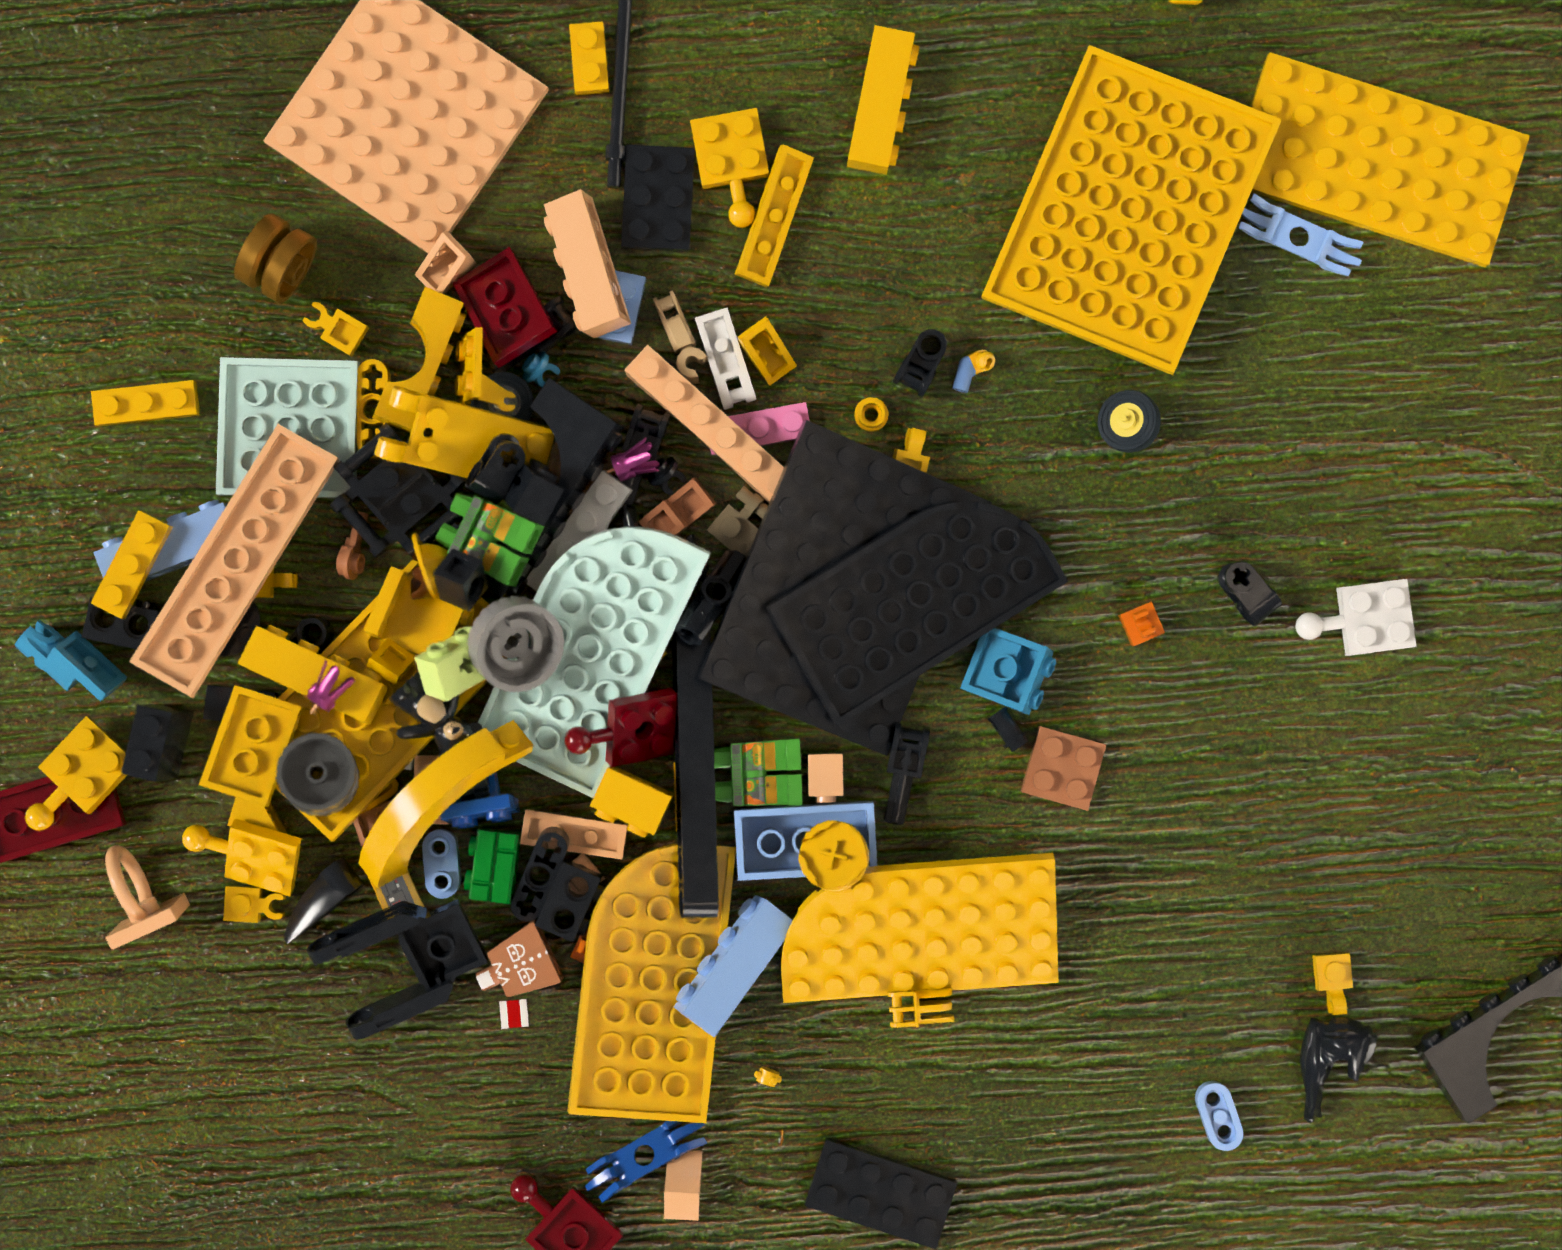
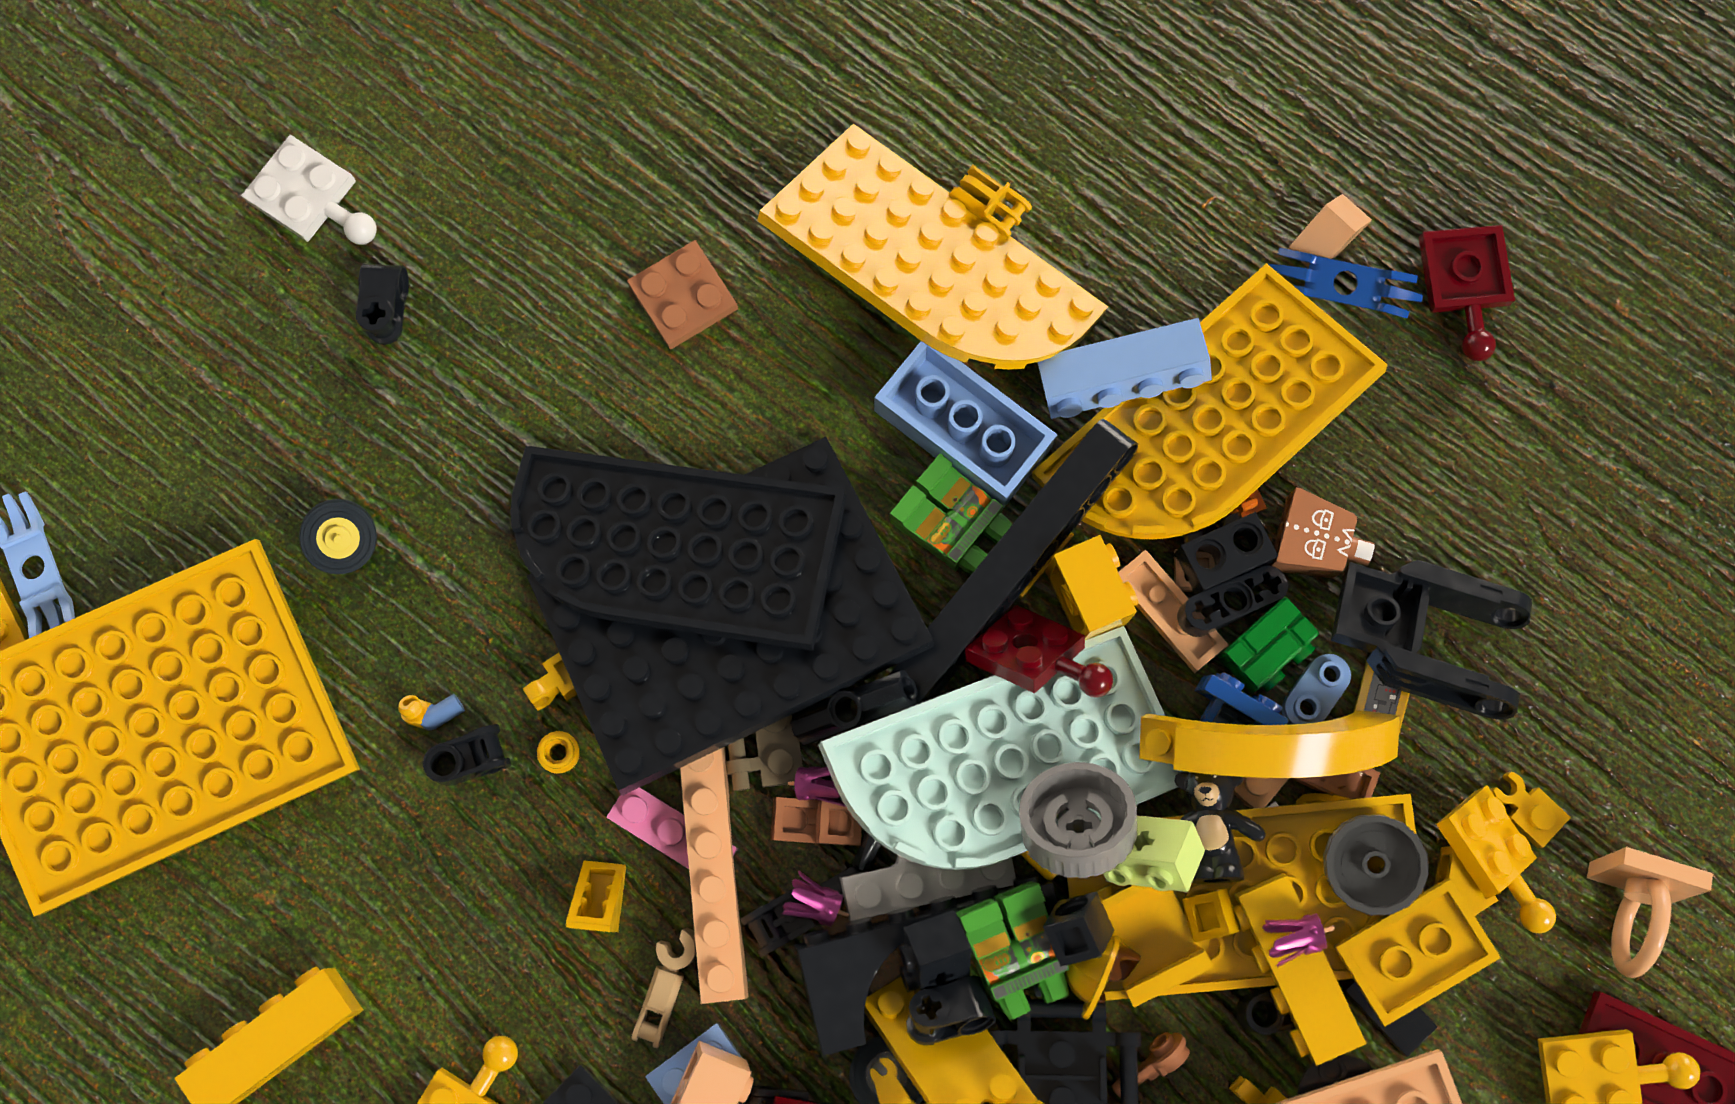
camera: 140 degrees left, 10 degrees down
(157, 742) = (1506, 1040): black brick -> none
(325, 894) = (1456, 757): black piece -> none
(514, 1013) = (1361, 503): sticker -> none
(535, 366) = (826, 1083): dark azure plate -> none
(667, 470) = (788, 867): black plate -> none
(698, 531) = (811, 786): none -> flat silver piece
(725, 357) = (641, 928): white plate -> none
(768, 1076) = (1176, 257): yellow piece -> none
(774, 215) = (470, 1023): yellow plate -> none
(825, 776) = (896, 464): light nougat brick -> none
(833, 855) = (952, 378): yellow tile -> none
(880, 1193) = (1162, 86): black plate -> none
(905, 762) = (815, 416): black connector -> none
(1008, 729) = (699, 366): black pin -> none
(1009, 670) = (650, 413): dark azure plate -> none
(1141, 623) = (499, 356): orange tile -> none

